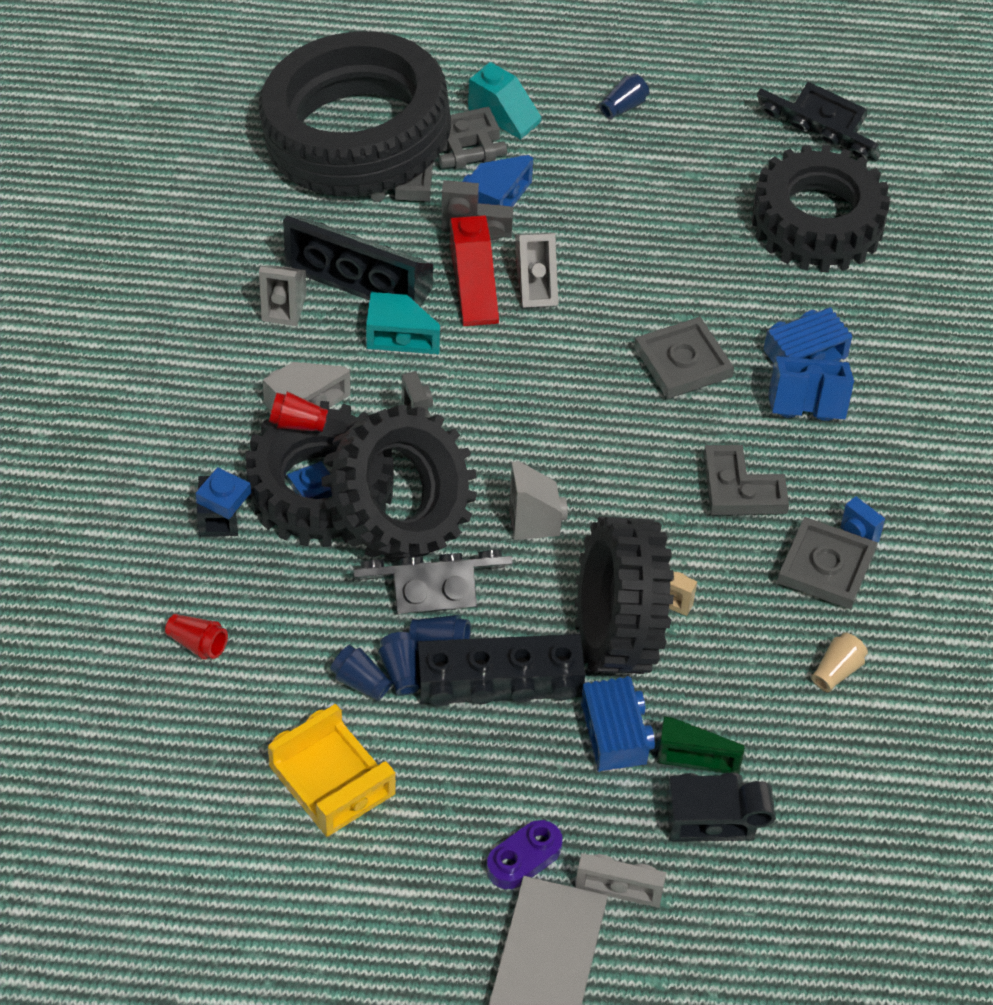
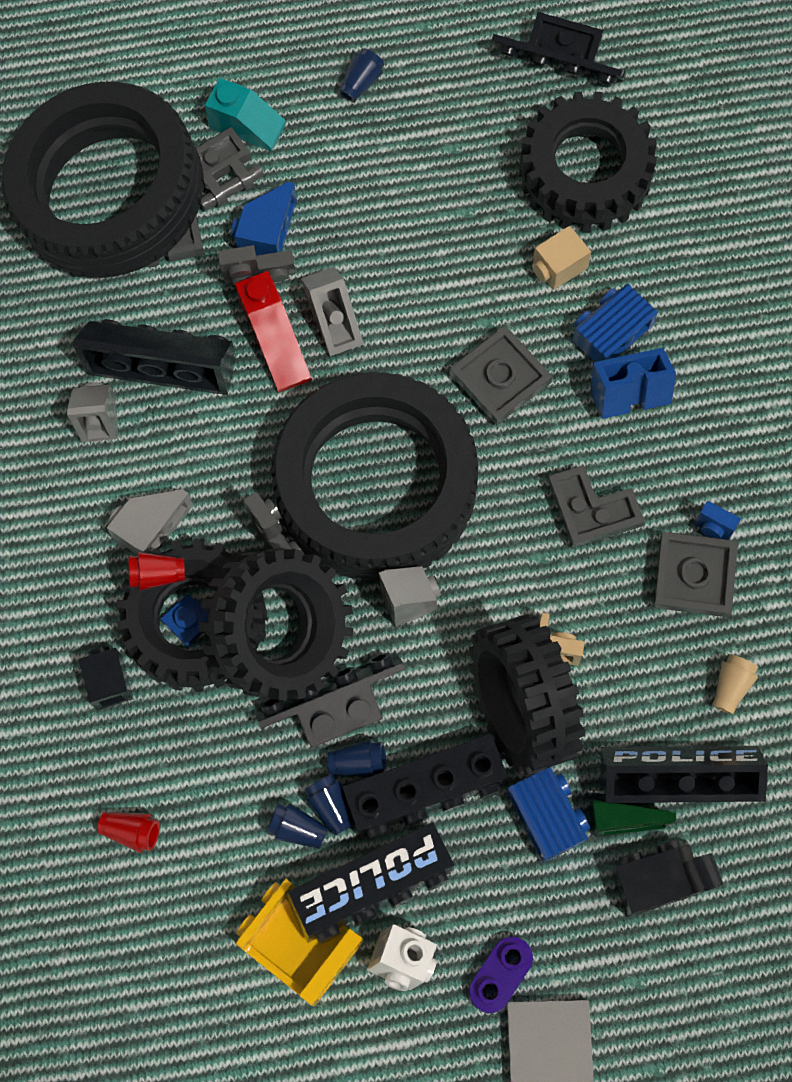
camera: 10 degrees left, 20 degrees up
(223, 493) = (108, 675): blue plate -> none
(400, 325) = (218, 416): teal slope -> none
(419, 732) = (370, 883): none -> black brick
(430, 804) = (403, 958): none -> white brick
(546, 341) = (363, 400): none -> black tyre
(620, 880) = (613, 979): light grey plate -> none
(763, 718) = (683, 774): none -> black brick
(771, 278) = (561, 258): none -> tan brick

